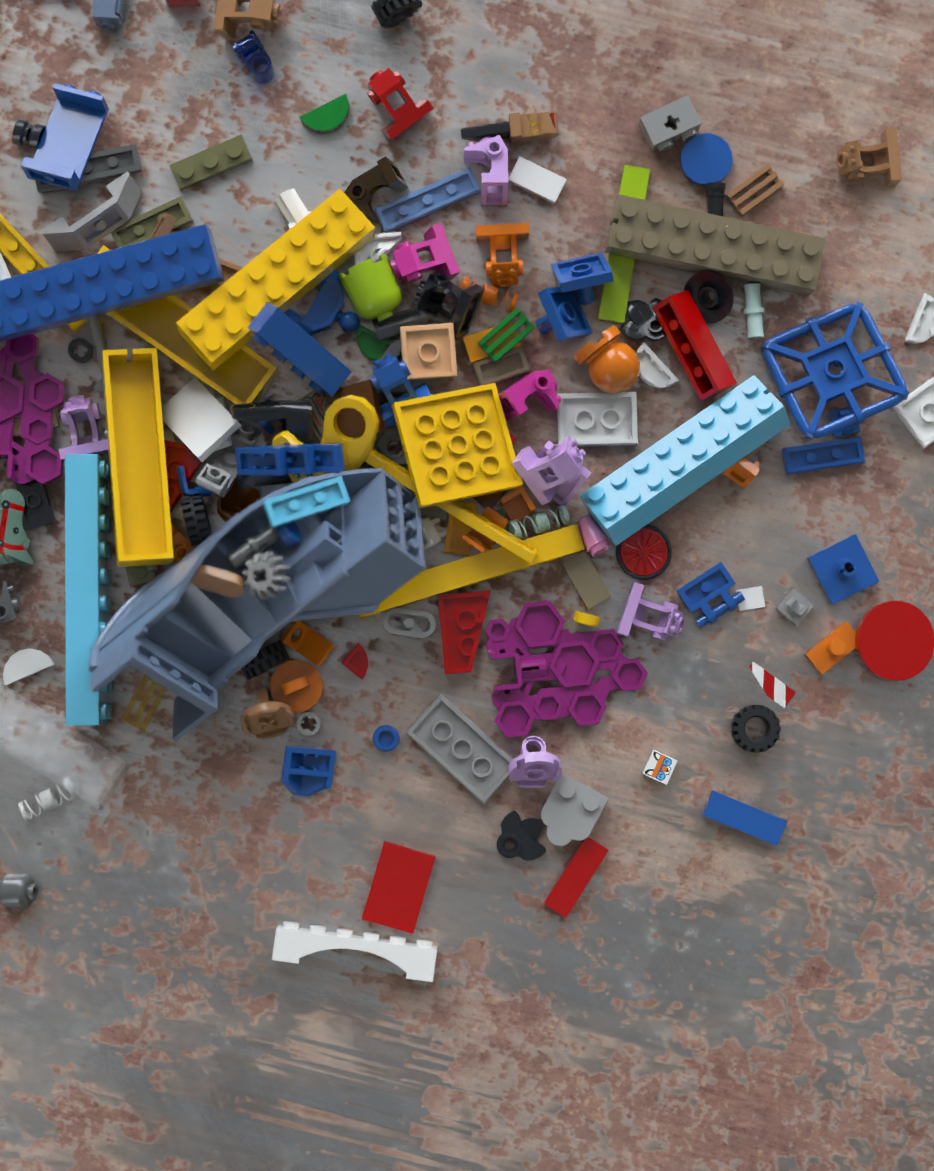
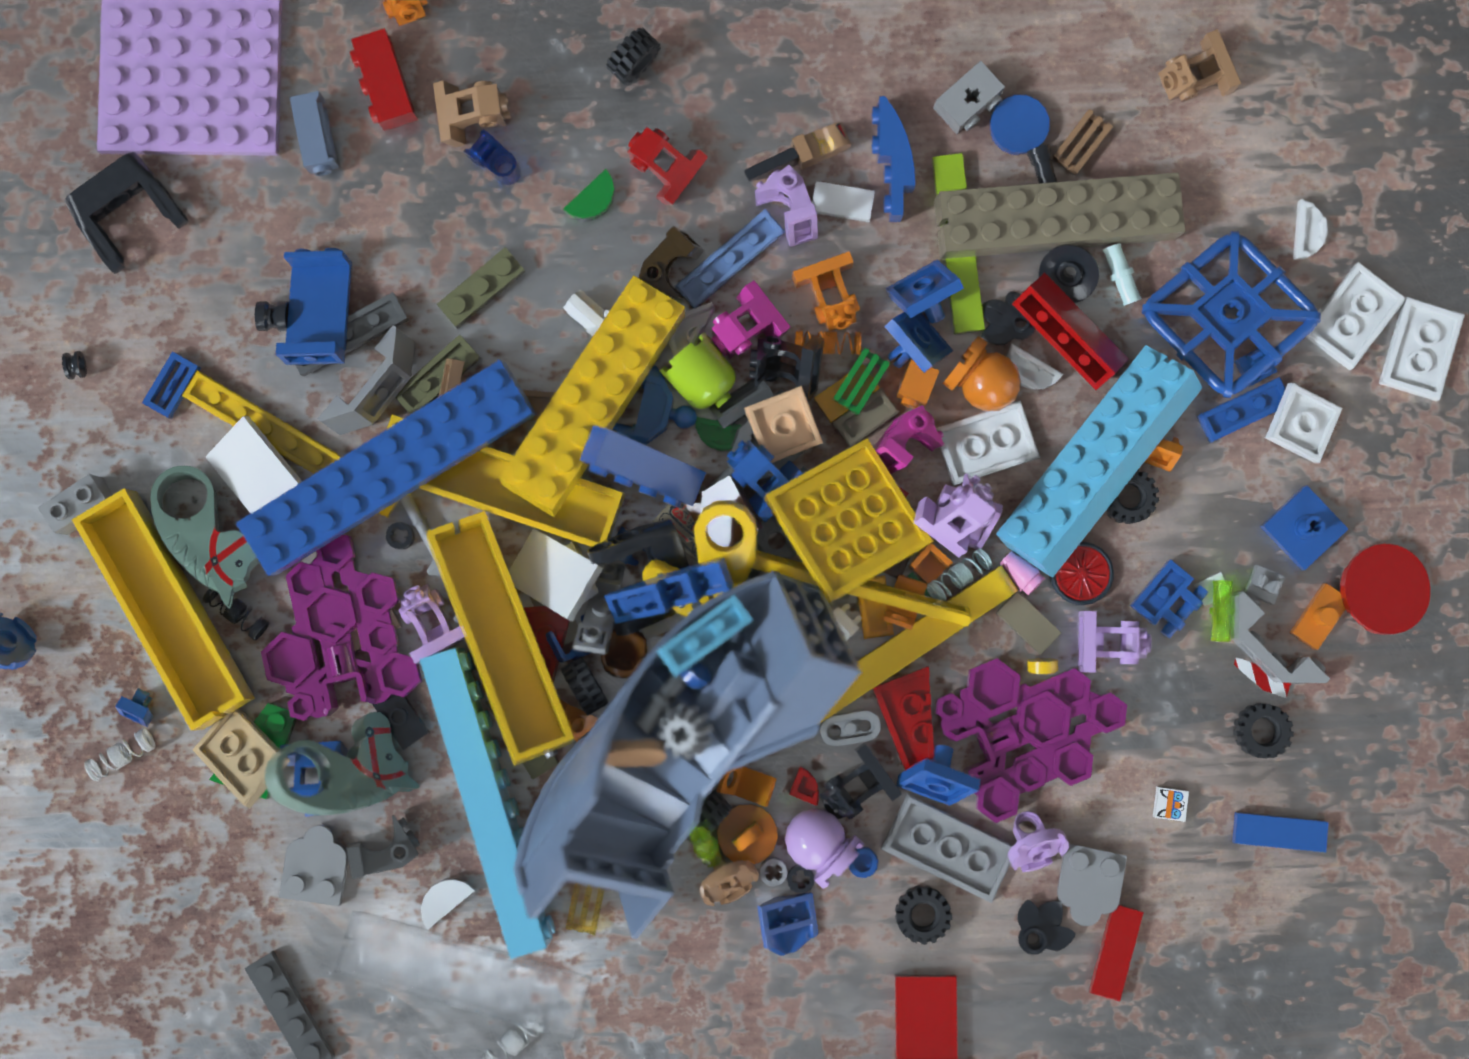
camera: 10 degrees left, 0 degrees up
(256, 681) = (704, 846): none -> clear neon green pin
(322, 740) = (793, 884): none -> black bush
(353, 708) = (819, 843): none -> lavender tile
(380, 678) = (837, 799): none -> black tile
(415, 811) = (923, 933): none -> black tyre
(468, 685) = (937, 779): none -> blue tile
(552, 353) = (916, 386): none -> orange brick
(592, 148) = (893, 148): none -> blue slope
(712, 513) = (1144, 508): none -> black tyre
(751, 618) = (1221, 610): none -> clear neon green pin
(771, 624) = (1245, 615): none -> light grey slope
(869, 481) = (1303, 423): none -> white tile

